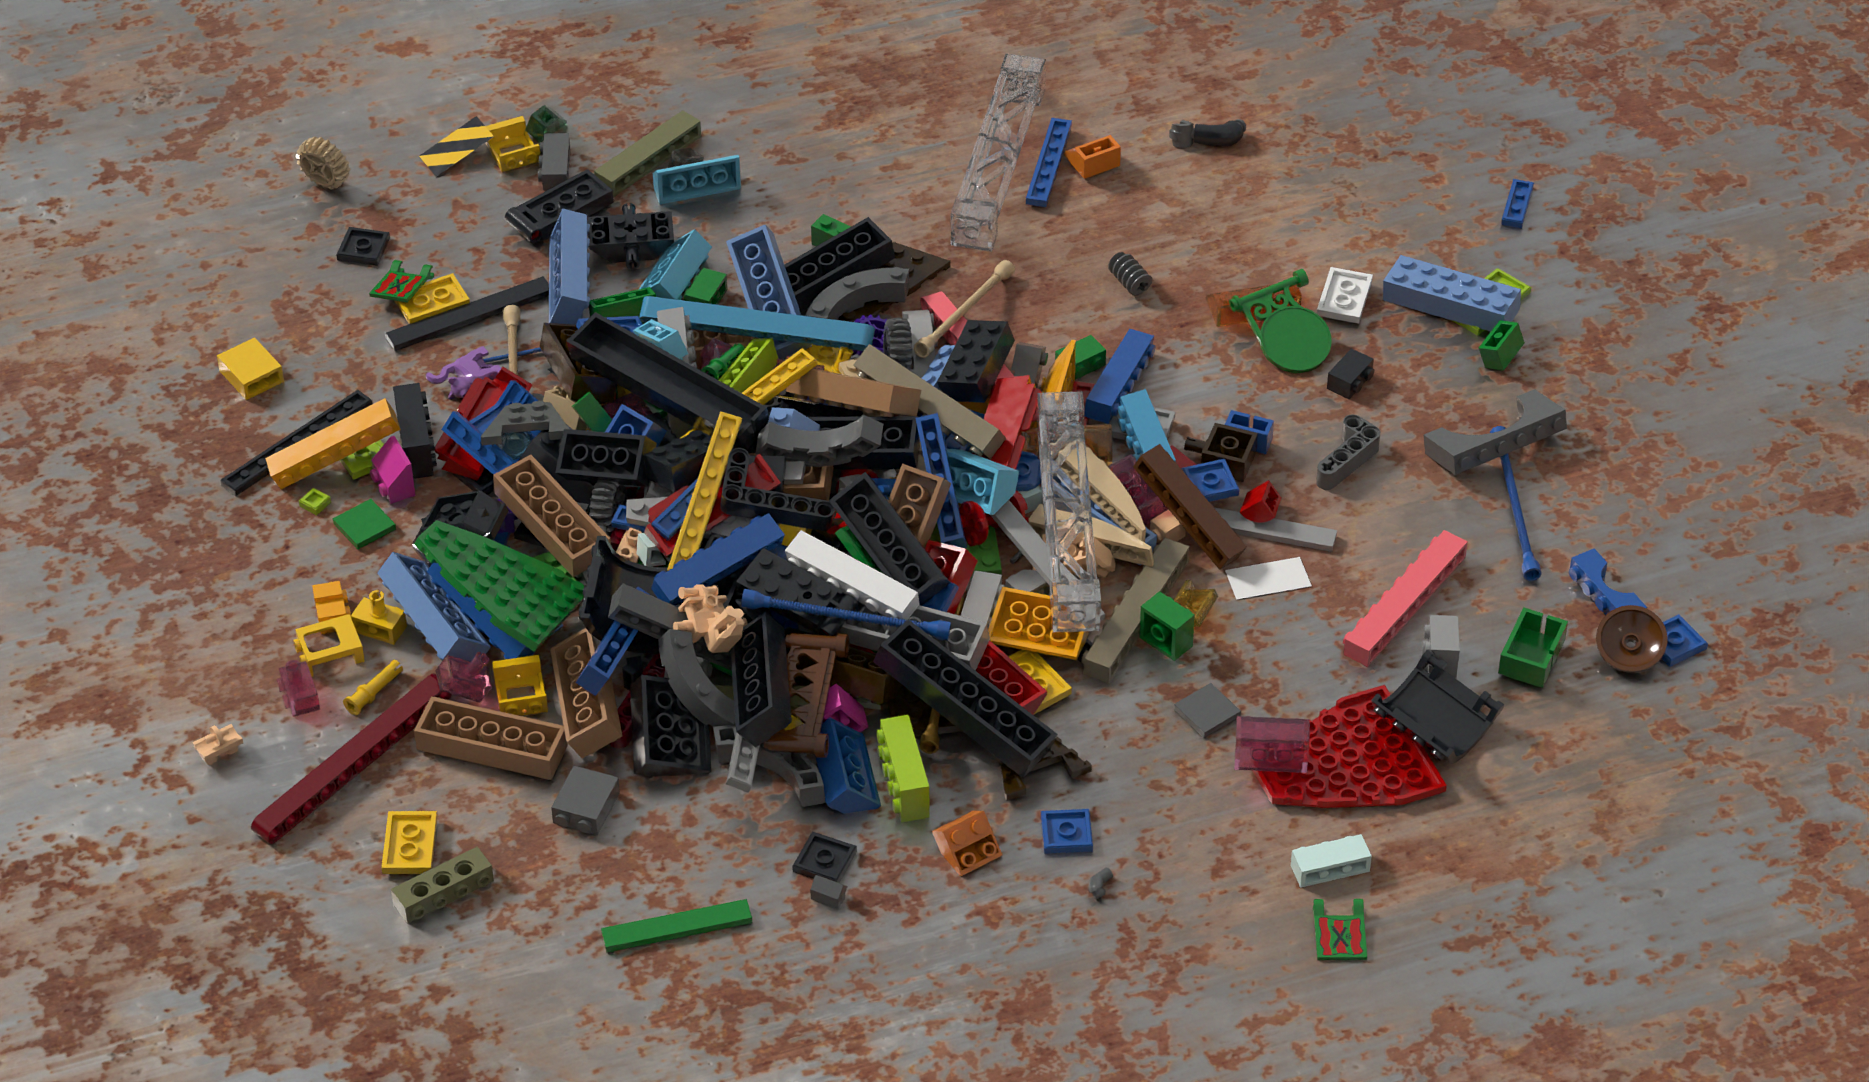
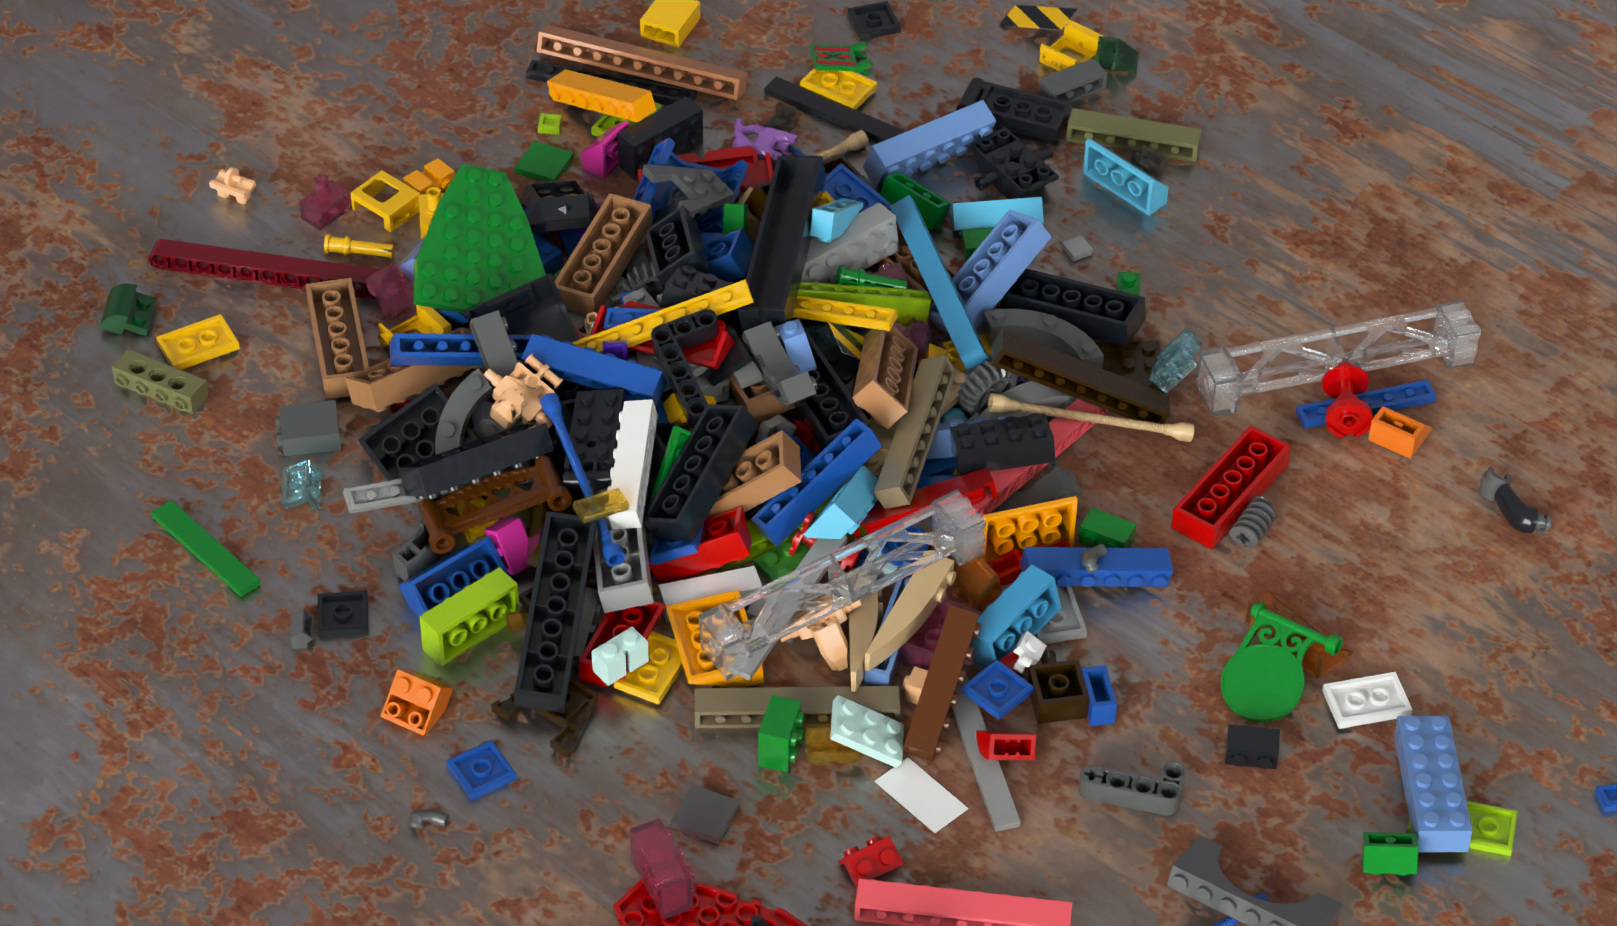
camera: 60 degrees right, 0 degrees up
(294, 408) = (642, 62): none -> nougat brick
(325, 878) = (127, 310): none -> dark green brick
(444, 350) = (783, 119): none -> clear smoke bracket
(651, 831) = (301, 485): none -> clear light blue bracket
(706, 537) = (617, 348): none -> dark purple tile
(898, 609) = (600, 505): none -> clear yellow tile
(932, 290) = (1079, 379): none -> dark brown brick
(935, 235) = (1175, 360): none -> clear light blue hips
(1035, 680) = (610, 657): none -> light aqua piece
(1064, 171) = (1348, 413): none -> red piece
(1087, 268) = (1229, 486): none -> red brick
(1122, 368) = (1091, 556): none -> dark grey arm
(1183, 447) = (1029, 651): none -> white plate
(1199, 574) = (867, 731): none -> light aqua plate
(1319, 629) = (872, 861): none -> red bracket

